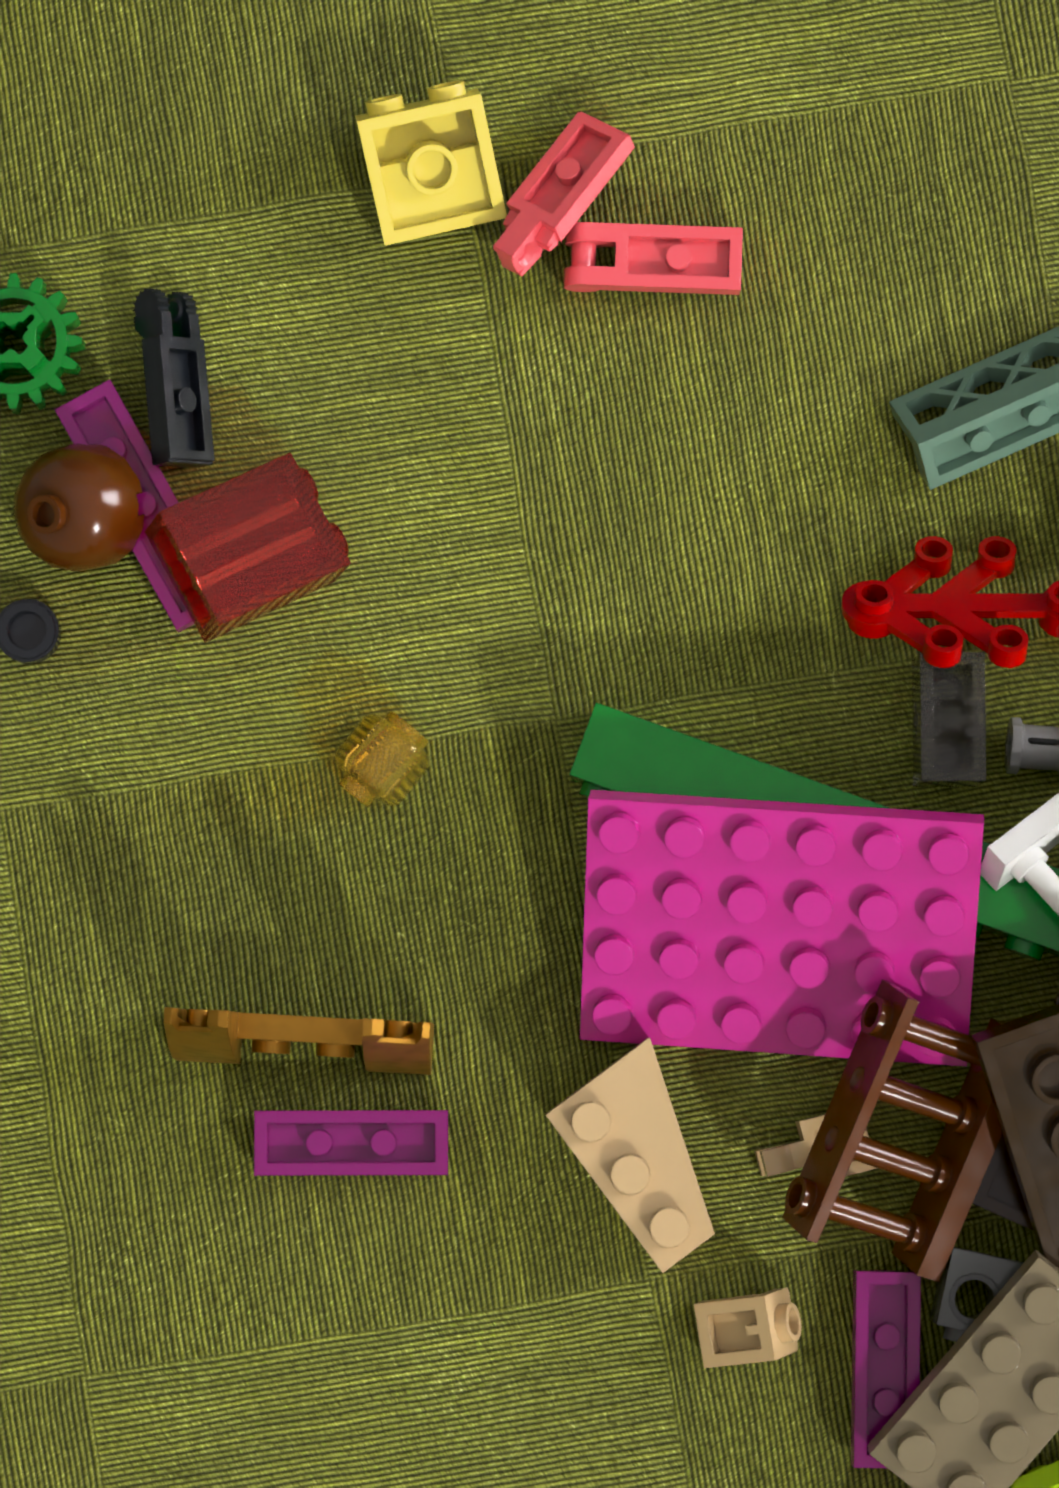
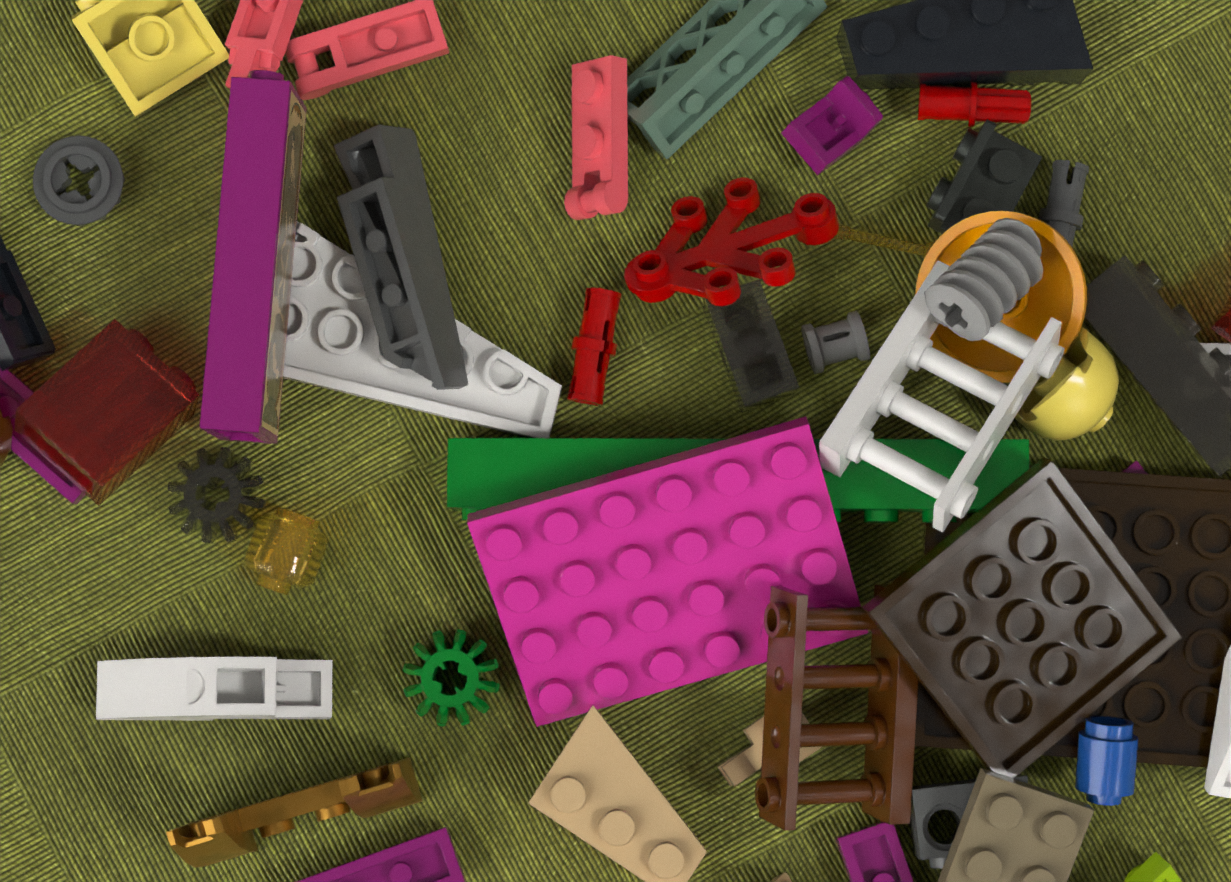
camera: 20 degrees left, 0 degrees up
(256, 877) = (213, 688): none -> white slope
(275, 277) = (52, 178): none -> dark grey gear
(325, 654) = (208, 478): none -> clear smoke gear
(461, 442) = (253, 259): none -> magenta brick
(488, 960) = (435, 689): none -> green gear
(529, 547) = (338, 349): none -> white wing
(613, 490) = (400, 254): none -> dark grey wedge
(783, 660) = (594, 346): none -> red pin
(866, 442) = (599, 138): none -> coral plate

